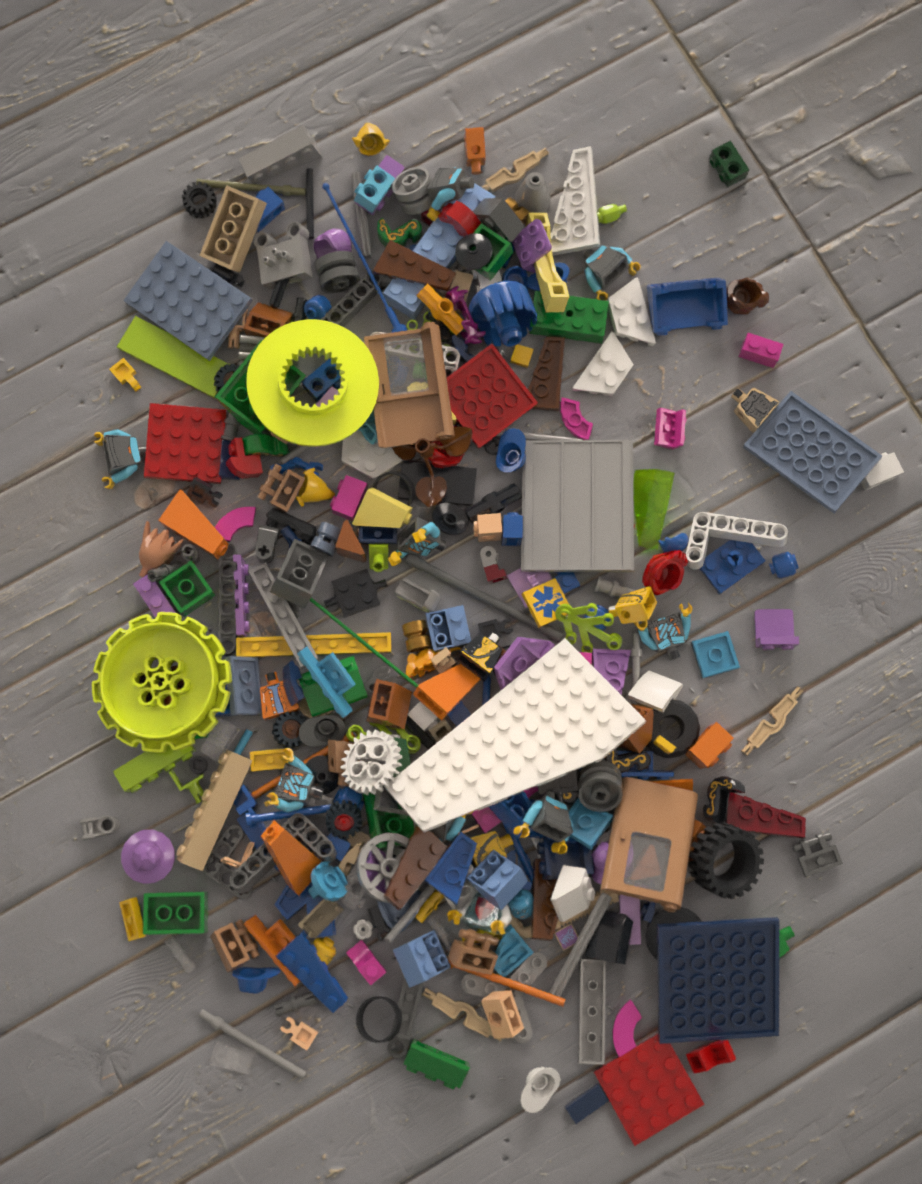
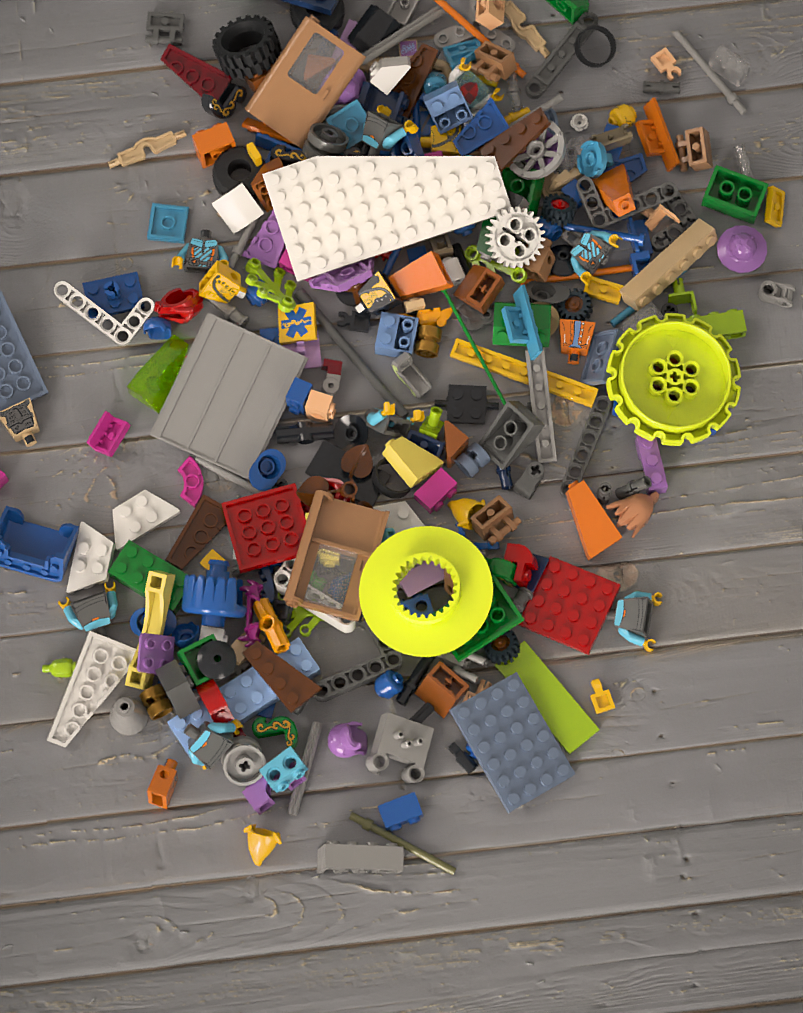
camera: 150 degrees left, 5 degrees down
(187, 588) = (619, 463): green brick -> none
(196, 190) = (456, 837): black tyre -> none
(202, 491) = (570, 552): black plate -> none
(233, 229) = (439, 791): tan brick -> none
(235, 520) = (550, 515): dark pink tile -> none
(242, 625) = (574, 432): medium lavender wing -> none
(254, 979) = (684, 117): blue piece -> none
(291, 675) = (556, 343): dark blue slope -> none
(305, 964) = (638, 107): blue wing -> none
(308, 530) = (489, 479): black piece -> none
(310, 202) = (350, 803): black bar -> none
(337, 271) = (355, 707): dark grey wheel -> none
(366, 962) = (587, 93): dark pink arch -> none
(378, 921) = (563, 121): black bar -> none
(389, 311) = (320, 626): blue piece -> none
(421, 958) = (539, 74): medium blue slope -> none
(520, 165) = (124, 753): tan piece -> none
(775, 629) = (105, 219): medium lavender bracket -> none
(784, 565) = (68, 271): blue head -> none

